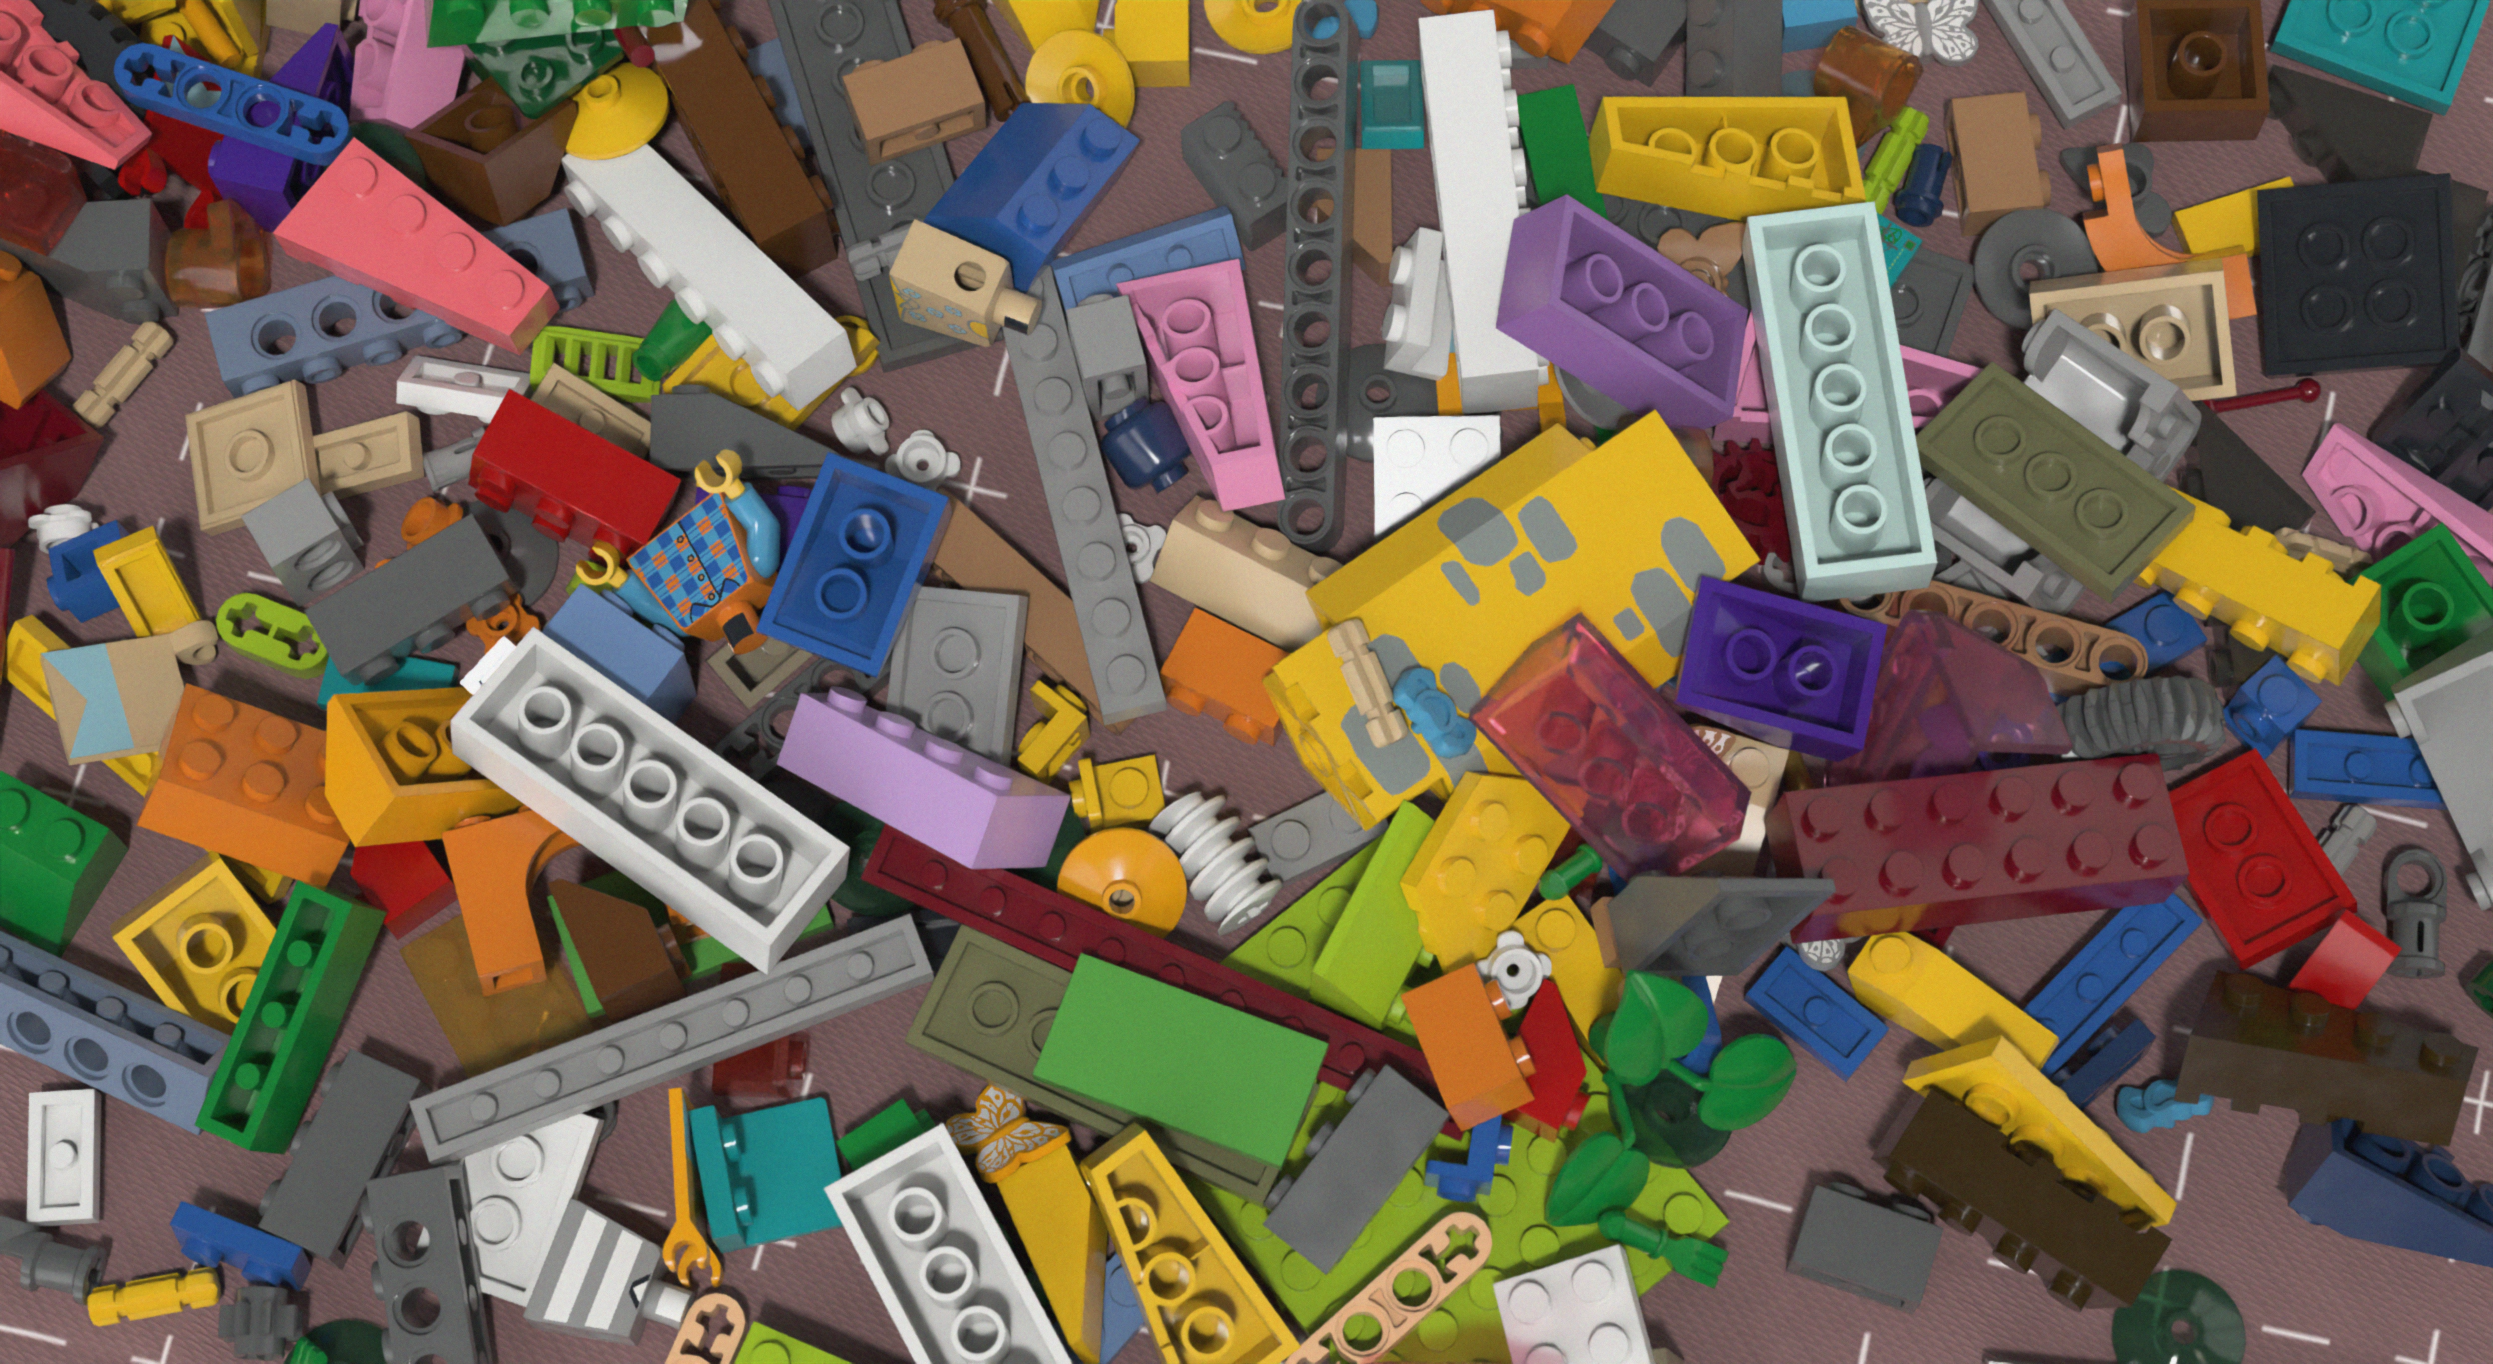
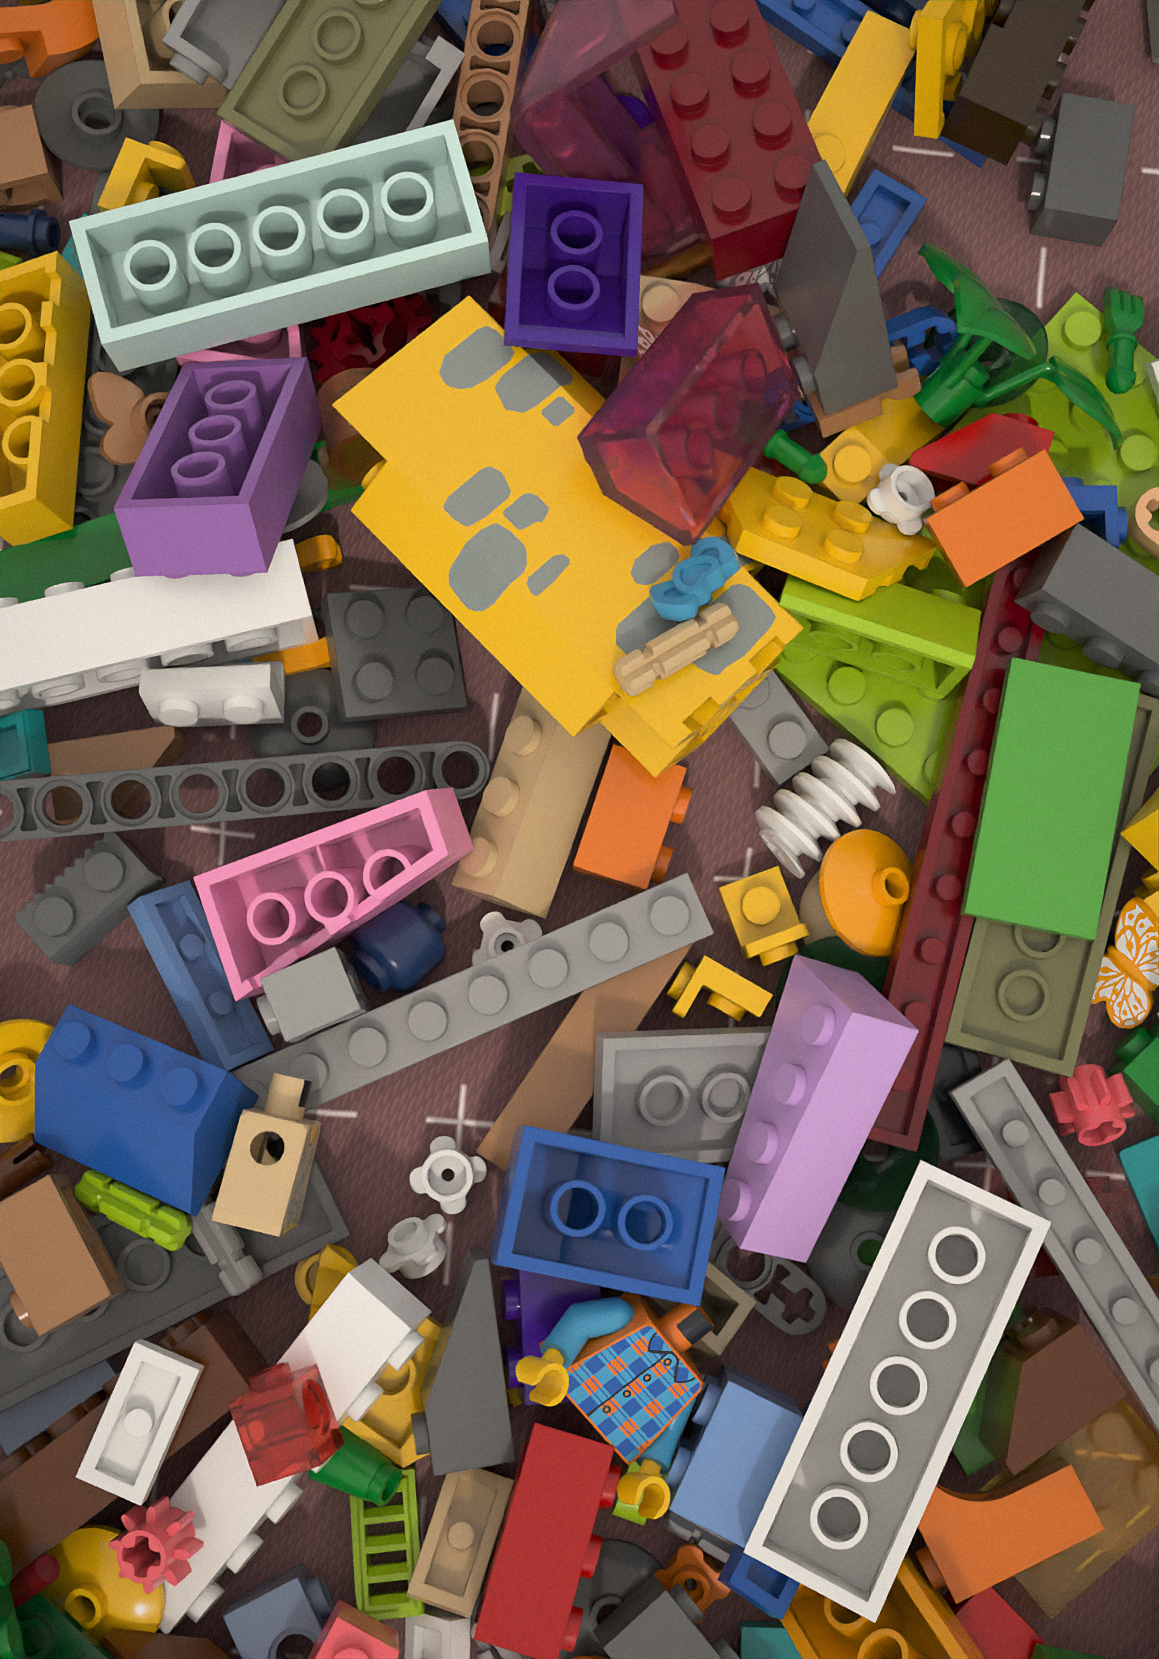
camera: 105 degrees left, 10 degrees up
(642, 151) = (156, 1544): none -> coral gear
(726, 261) = (285, 1422): none -> clear red brick
(751, 142) = (140, 1421): none -> white plate
(875, 1071) = (1092, 1105): none -> coral gear
(939, 174) = (133, 1210): none -> lime axle
(1945, 288) = (140, 172): none -> yellow bracket

